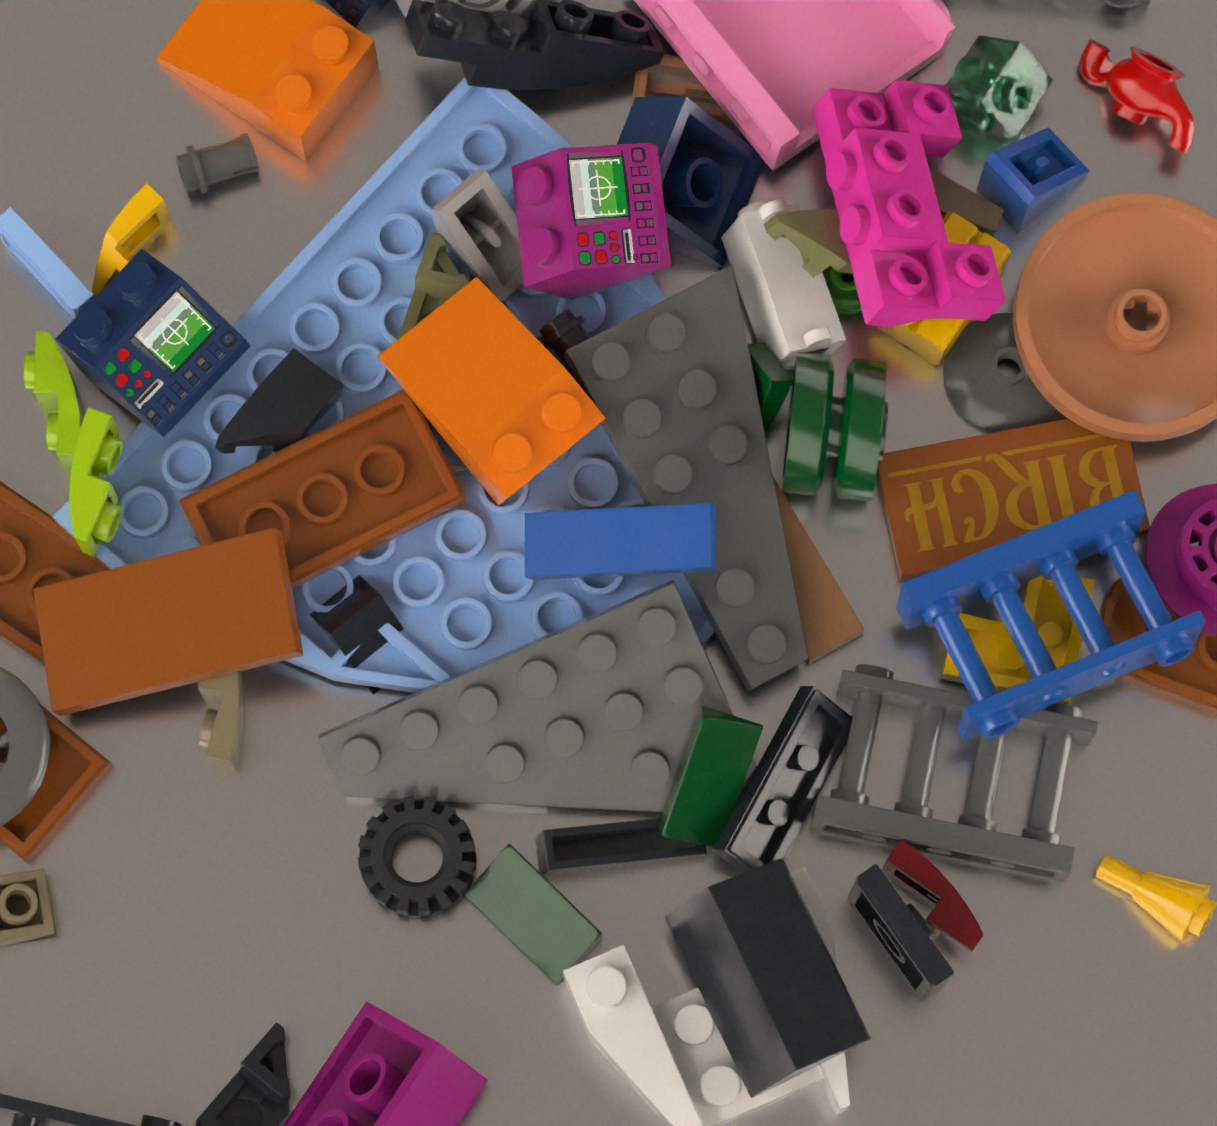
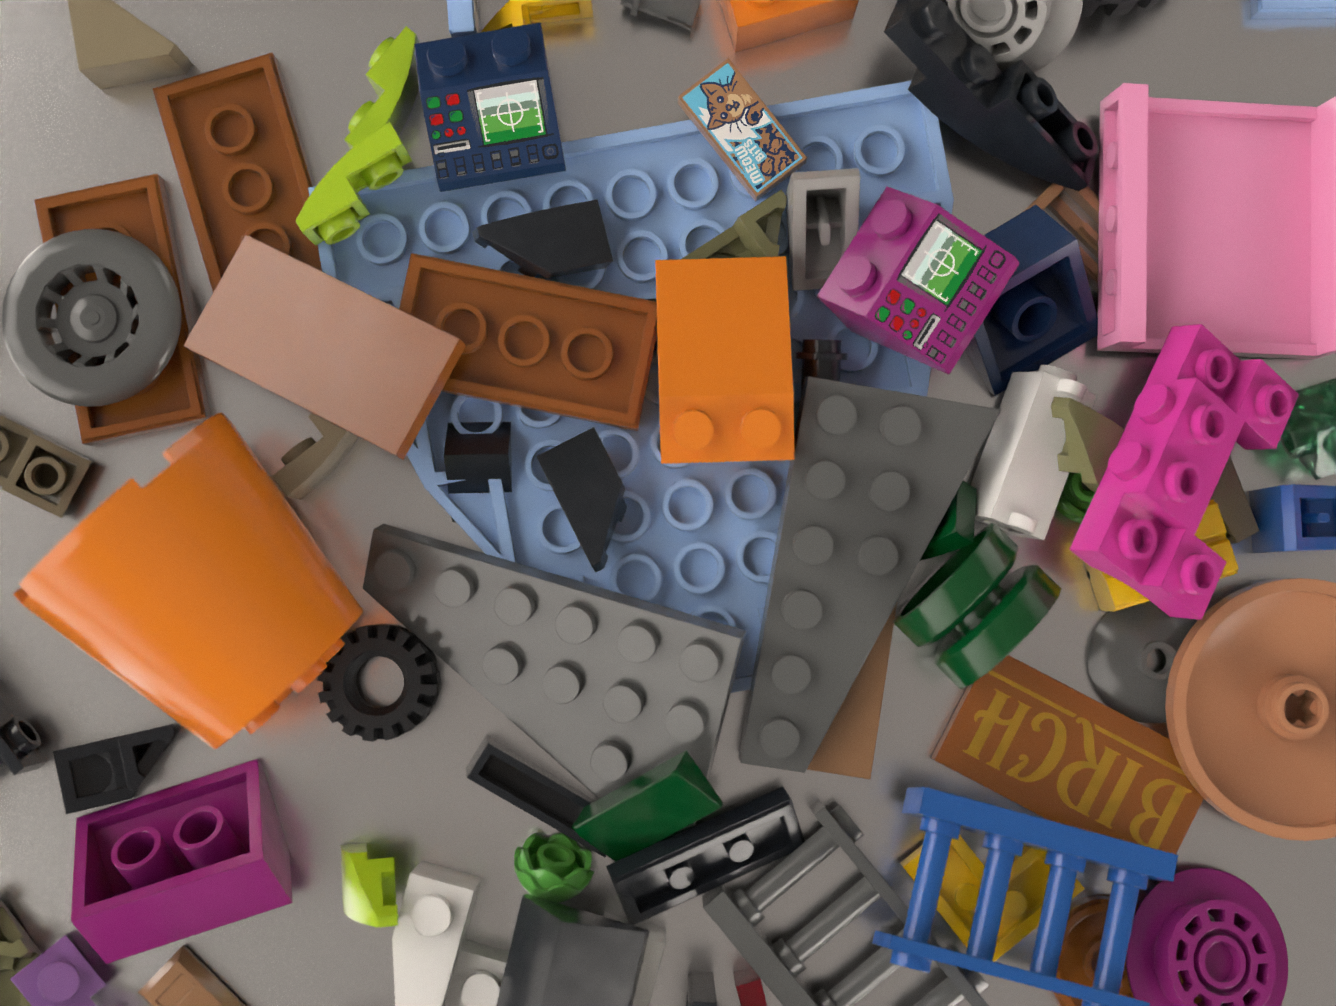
camera: 40 degrees right, 10 degrees up
(227, 870) = (198, 588): none -> orange cone
(363, 212) = (741, 129): none -> tile
(464, 573) = (586, 491): none -> black slope
(533, 914) = (435, 796): slope -> none
(535, 1017) = (368, 887): none -> lime slope
(621, 541) = (729, 567): blue tile -> none
(669, 889) = (553, 867): none -> bright green plate

